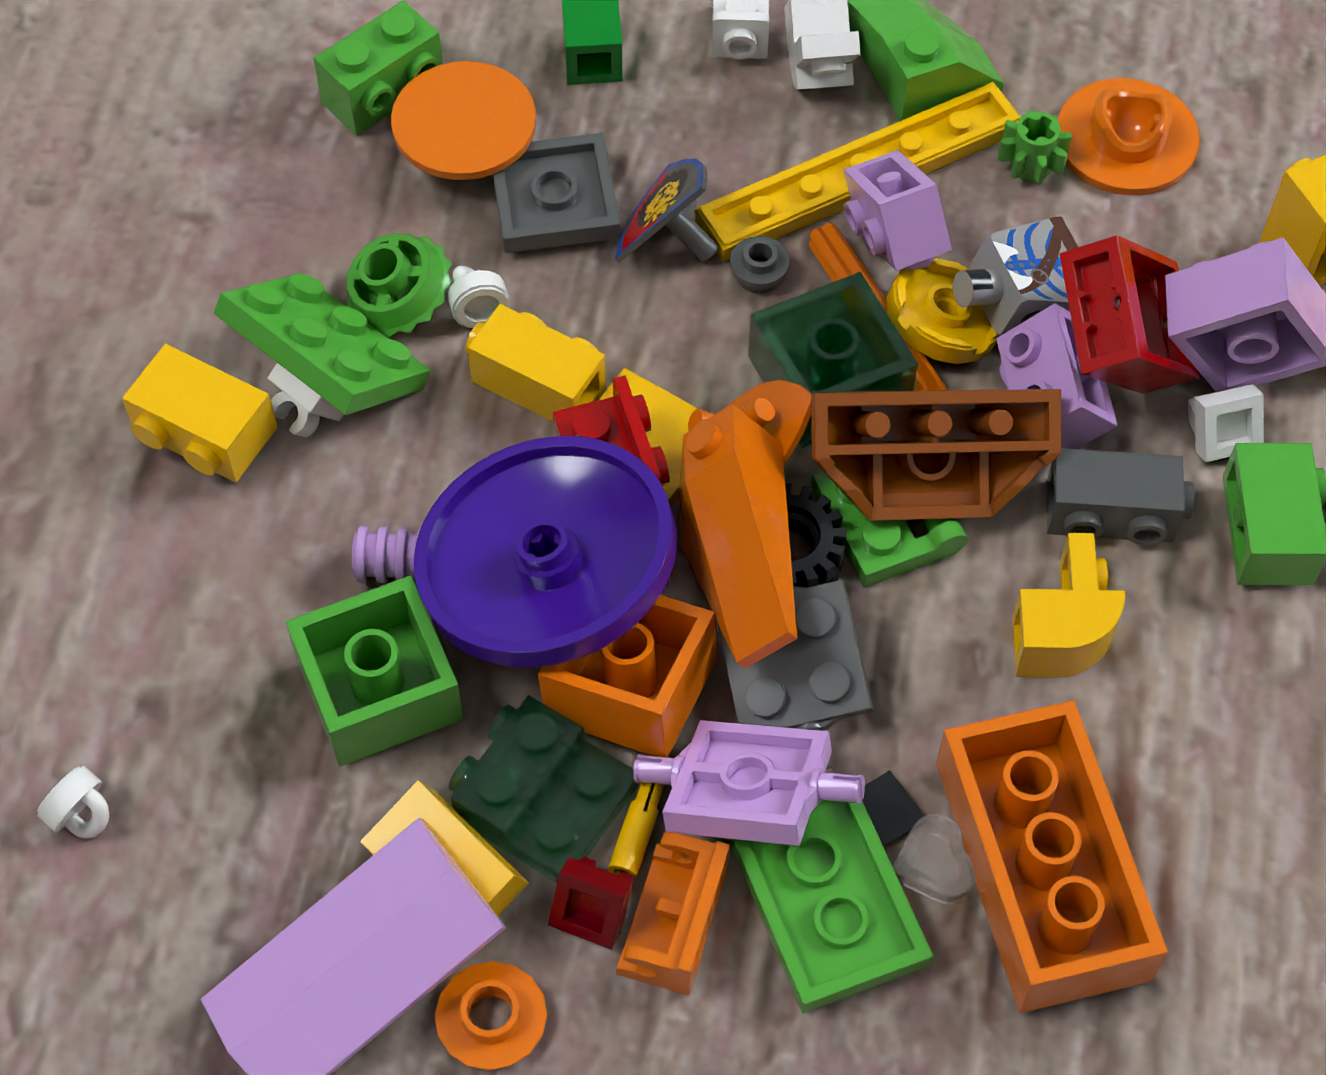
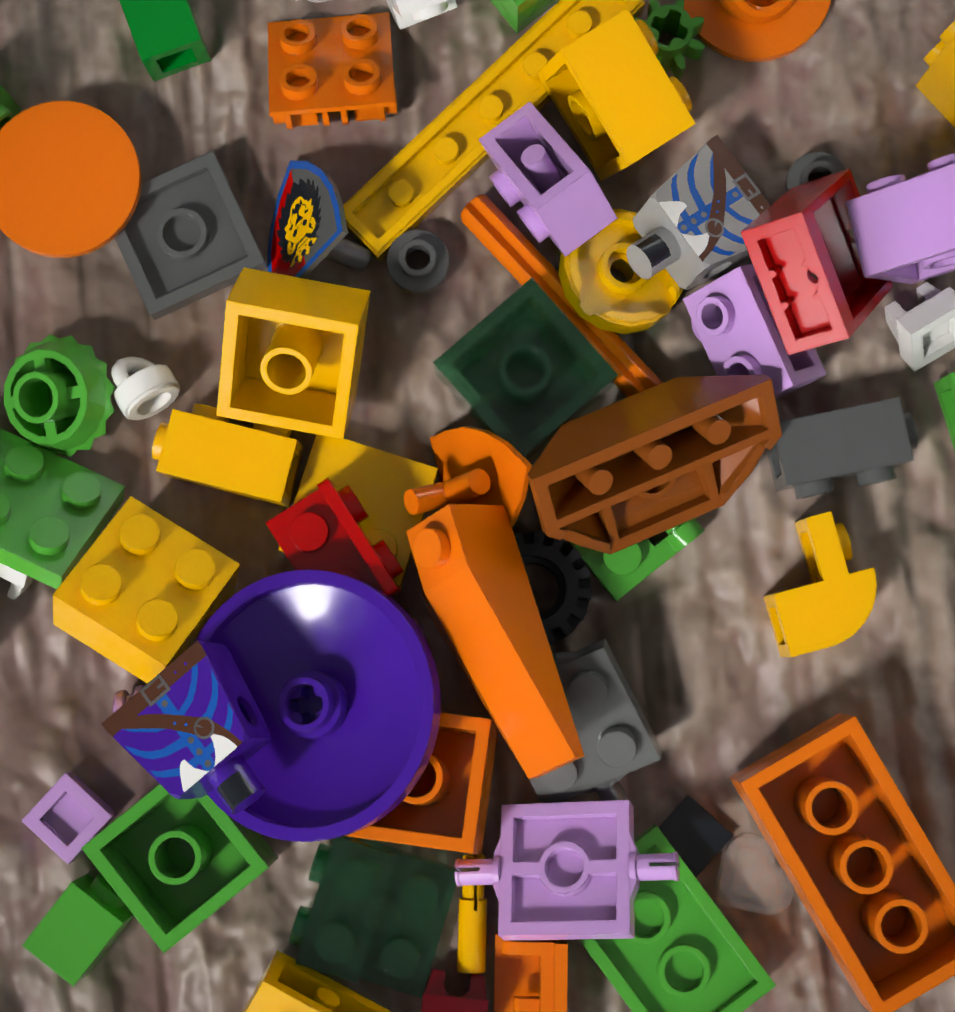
camera: 10 degrees left, 25 degrees up
(251, 719) = (79, 928): none -> bright green brick
(265, 632) = (69, 817): none -> lavender tile
(414, 437) = (143, 591): none -> yellow brick
(434, 528) = (196, 728): none -> torso
(623, 285) = (292, 352): none -> yellow brick
(731, 98) = (331, 68): none -> orange hinge
(977, 157) = (616, 94): none -> yellow brick

